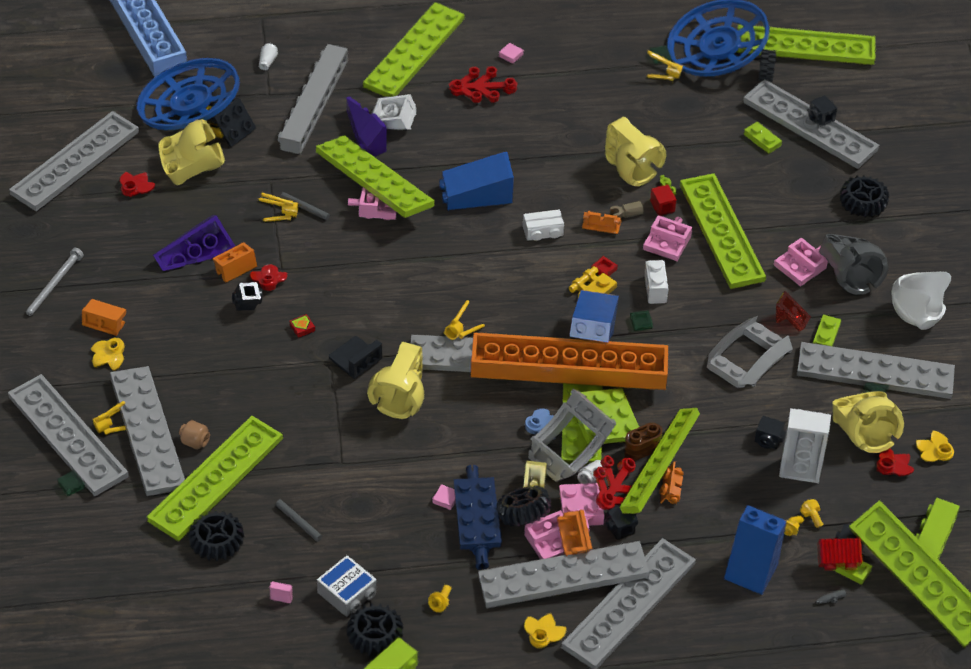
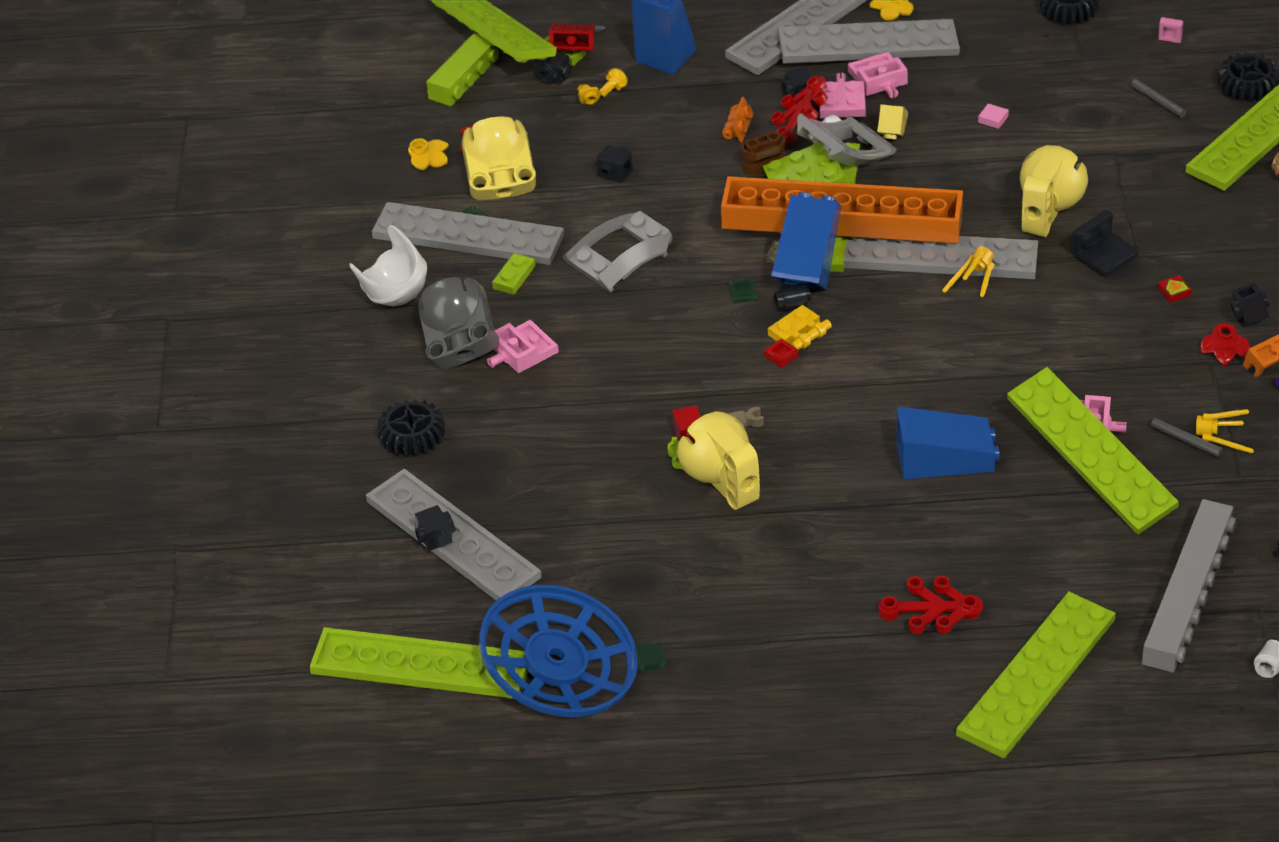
camera: 170 degrees left, 5 degrees down
(346, 586) = (1100, 33): piece -> none
(367, 128) = (1103, 522): dark purple wedge -> none
(396, 111) = (1070, 552): white slope -> none
(439, 601) = (1002, 26): yellow plate -> none
(477, 515) = (959, 94): dark blue plate -> none
(511, 53) = (883, 664): bright pink tile -> none
(524, 506) = (903, 73): black gear -> none
(537, 421) = (879, 176): medium blue plate -> none
(543, 225) = (857, 396): white brick -> none
(574, 533) = (853, 61): orange hinge -> none
(607, 224) = (783, 405): orange hinge -> none
(656, 281) = (717, 321): white brick -> none
(659, 461) = (747, 126): lime plate -> none
(668, 237) = (690, 378): bright pink plate -> none
(673, 69) = (636, 619): yellow plant -> none
(722, 231) = (617, 392): lime plate -> none
(763, 137) = (526, 523): lime plate -> none
(767, 65) = (489, 596): black tyre -> none
(789, 309) = (557, 281): clear red slope -> none
(804, 445) = (584, 105): white brick -> none

